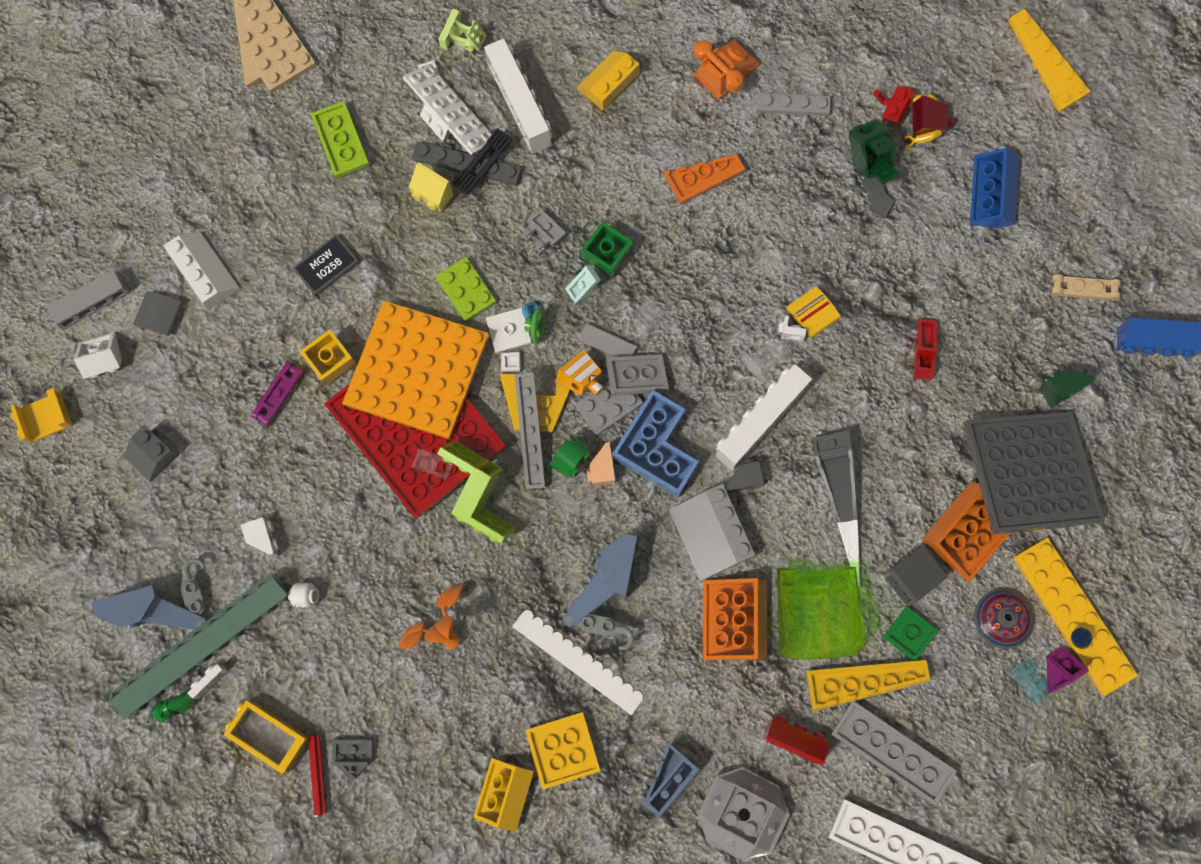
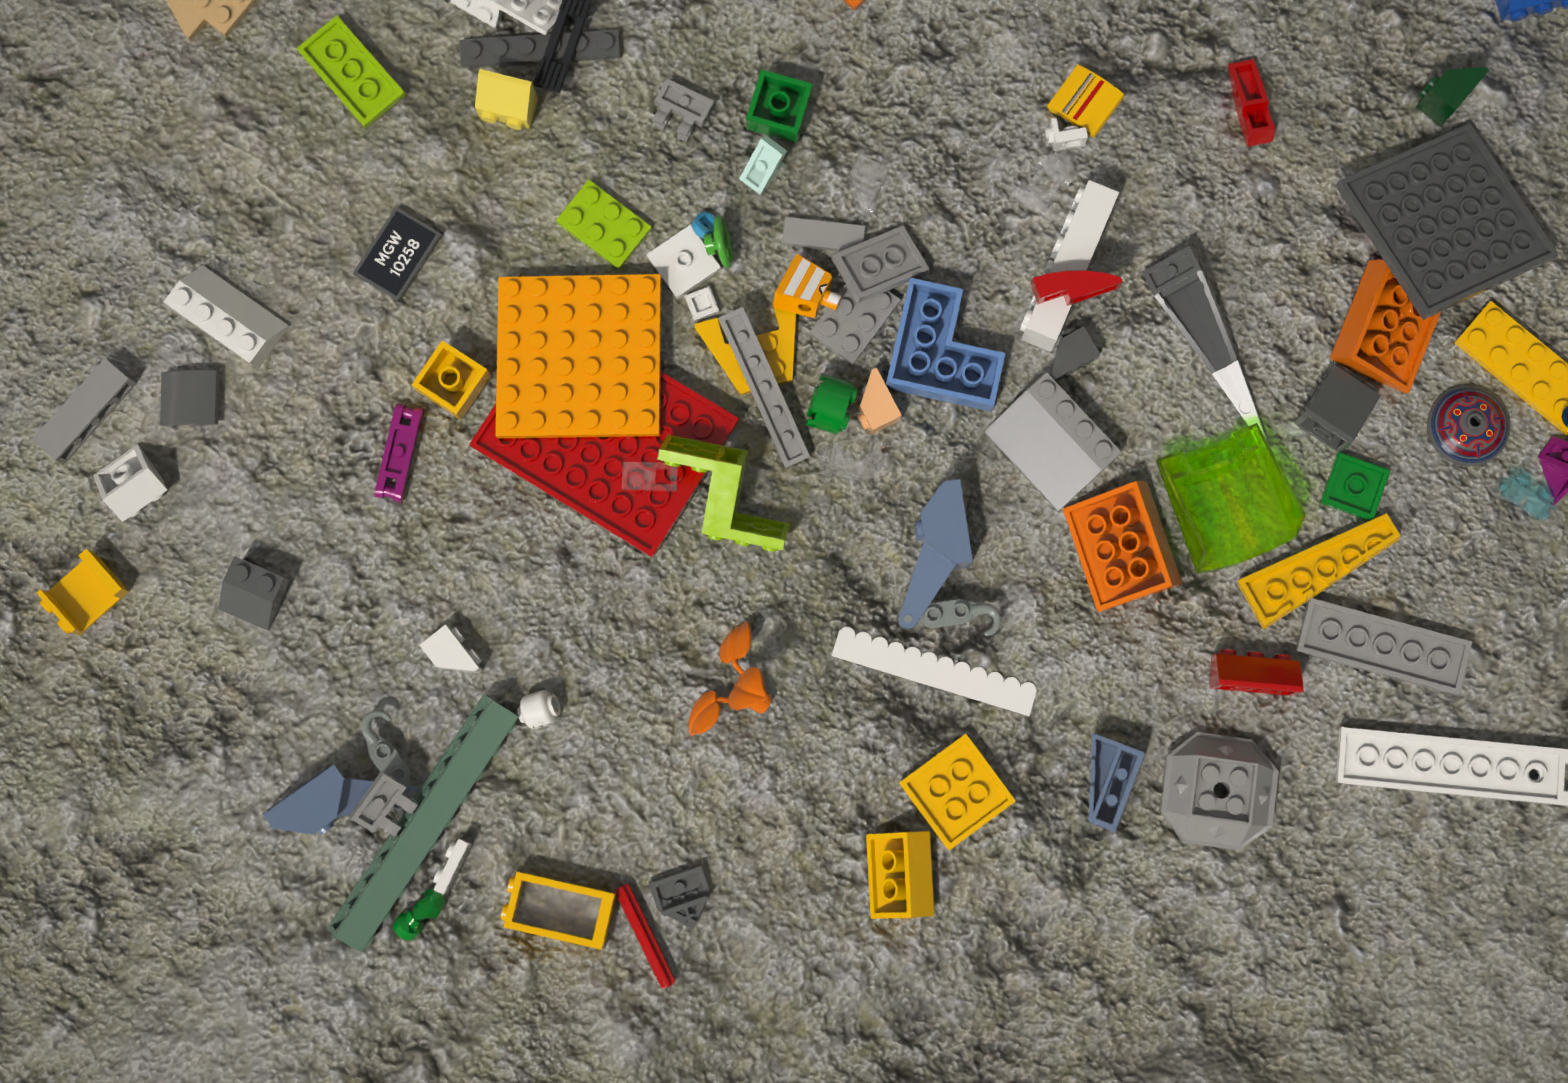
camera: 20 degrees left, 5 degrees up
(171, 620) = (377, 802): none -> light grey plate
(759, 431) = (1073, 285): none -> red slope

